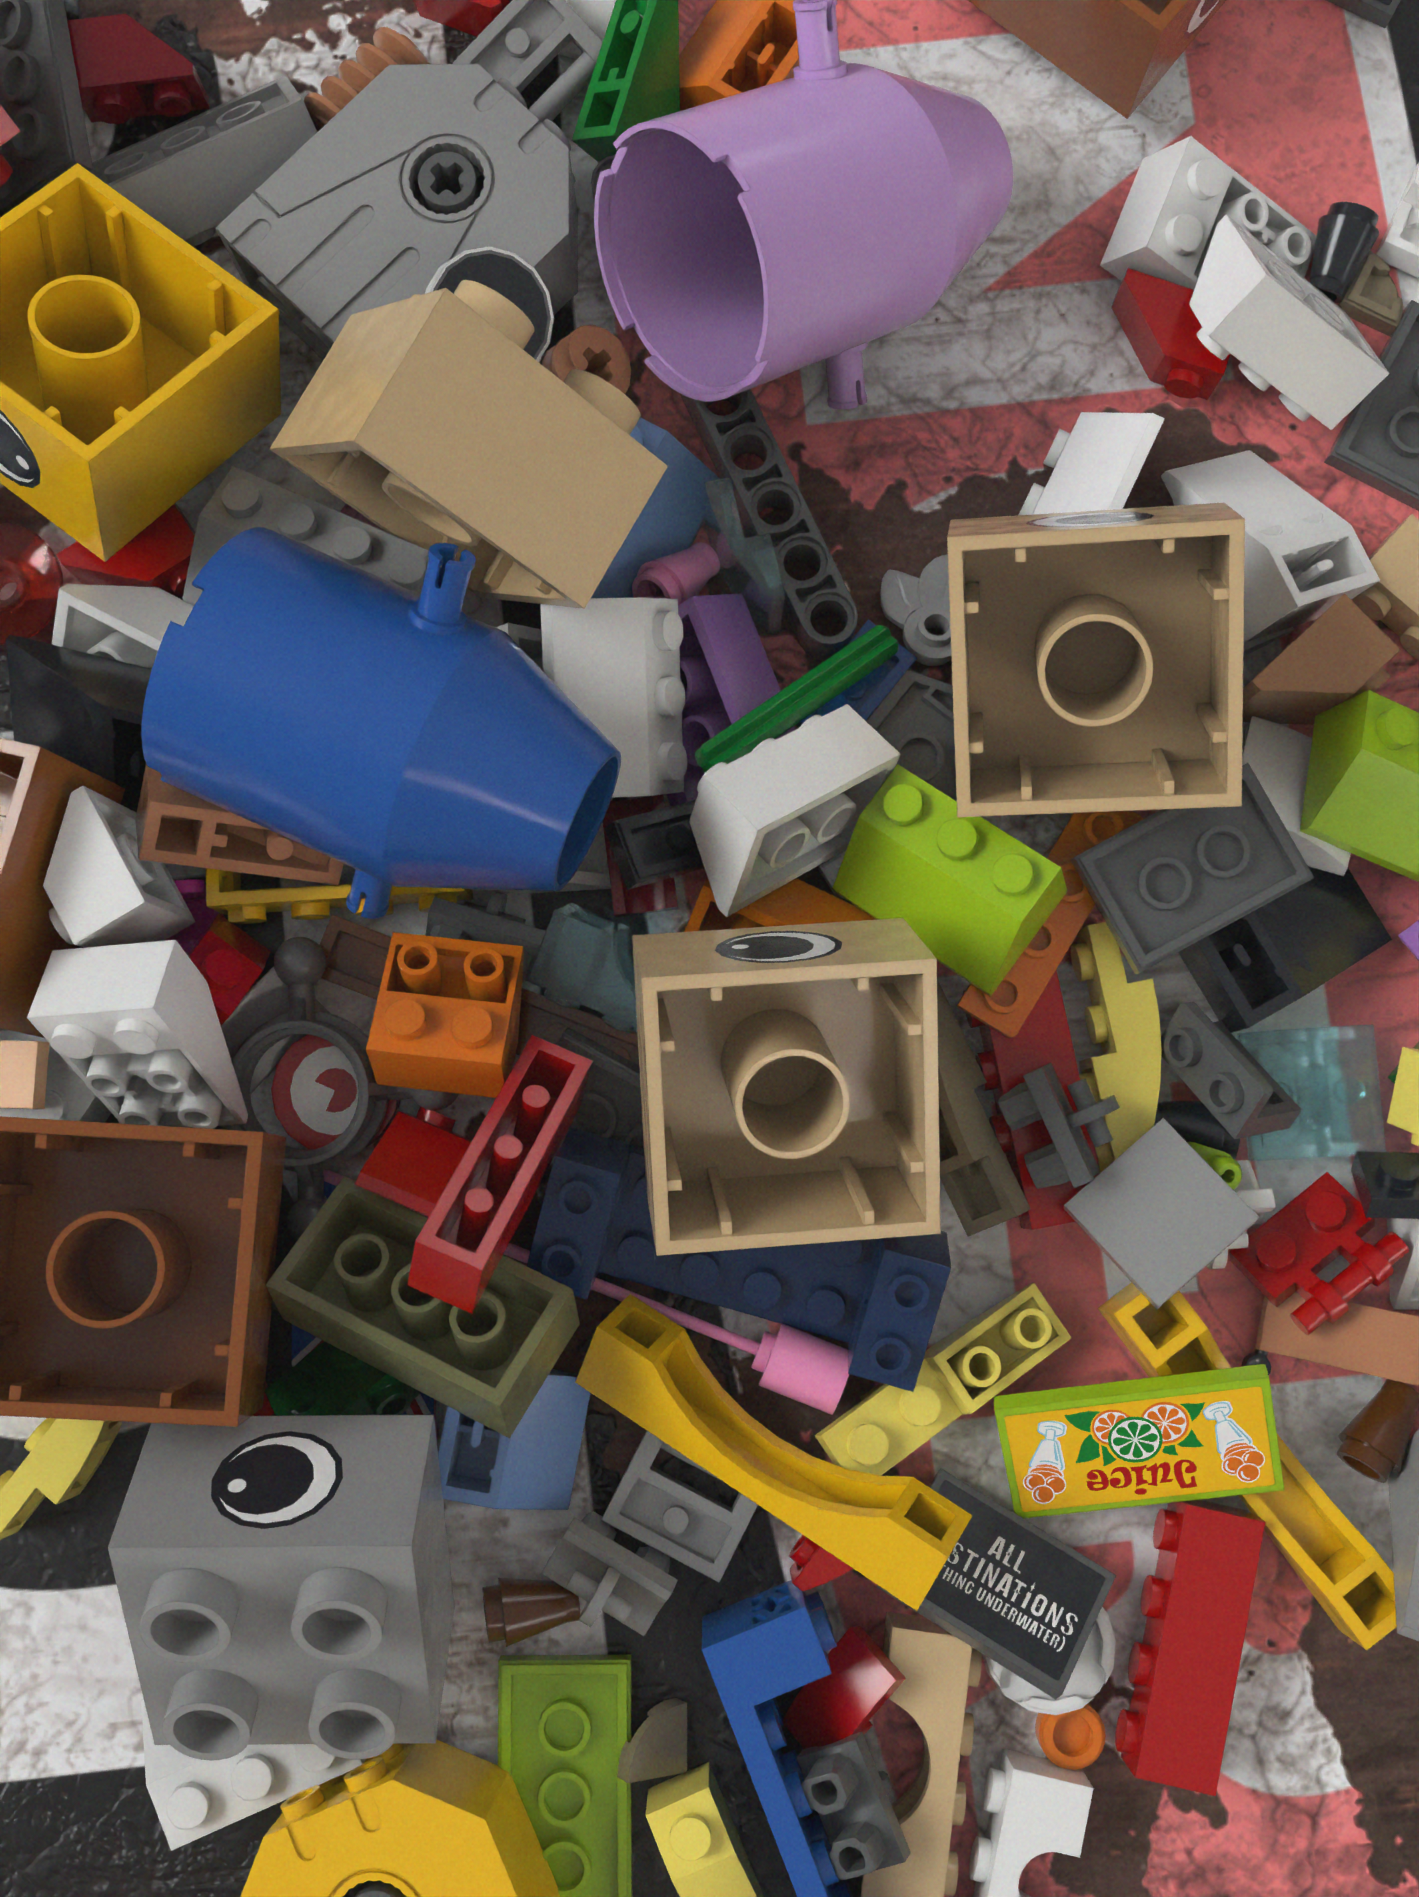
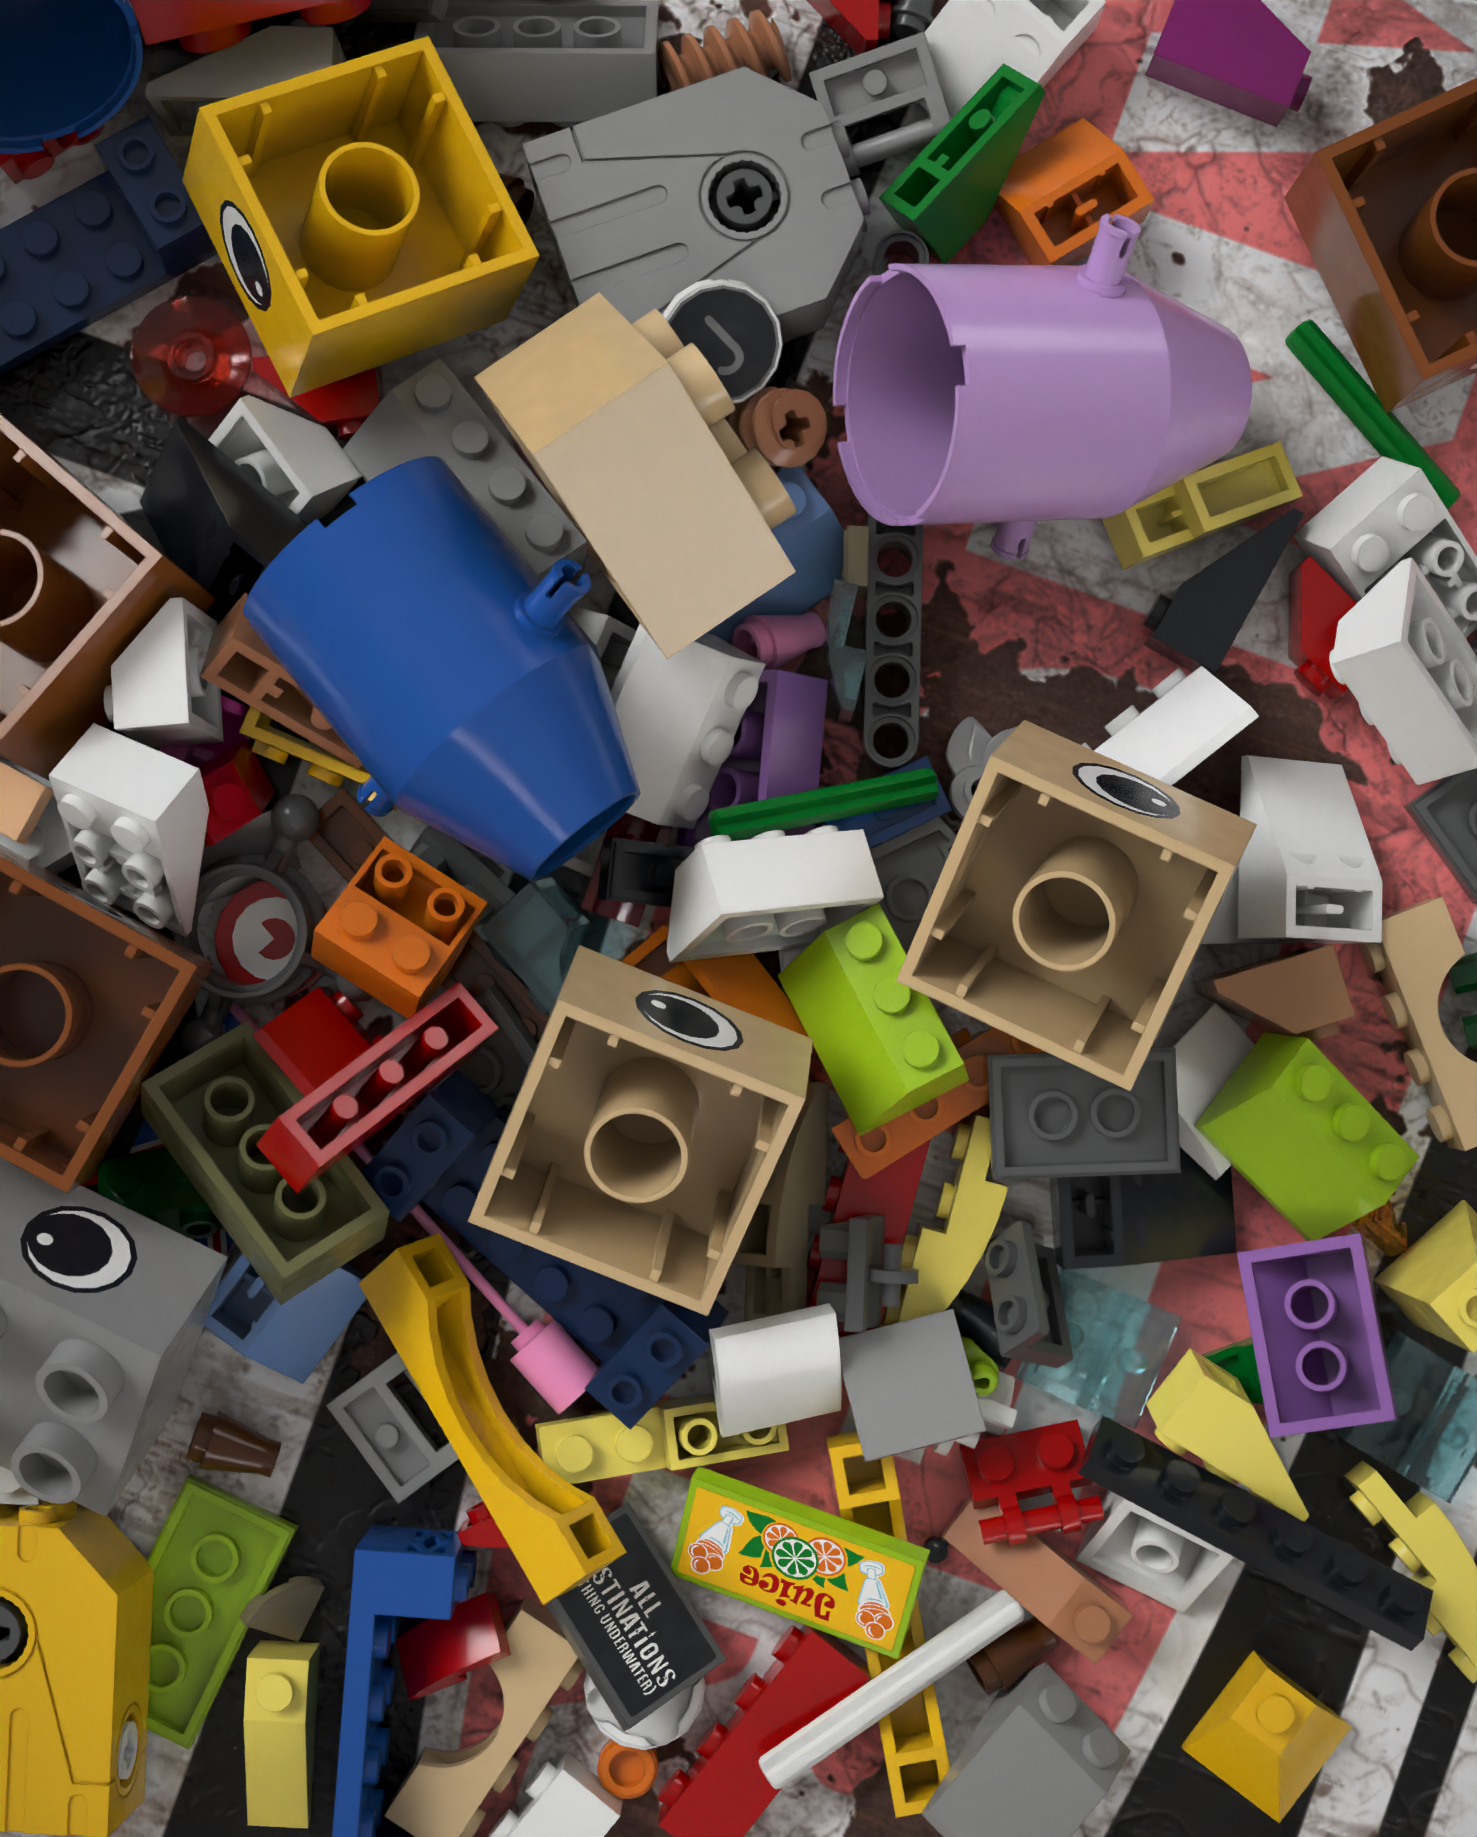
camera: 25 degrees right, 5 degrees up
(609, 1575) = (311, 1454): light grey hips -> none
(710, 460) = (856, 558): none -> dark tan tile
(853, 1806) = (417, 1733): dark grey hips -> none
(1001, 279) = (1203, 505): none -> light yellow slope
(1025, 1260) = (776, 1369): none -> white slope
(1061, 359) = (1209, 609): none -> black slope
(1085, 119) = (1363, 406): none -> green axle
(1292, 1525) = (890, 1689): none -> white axle

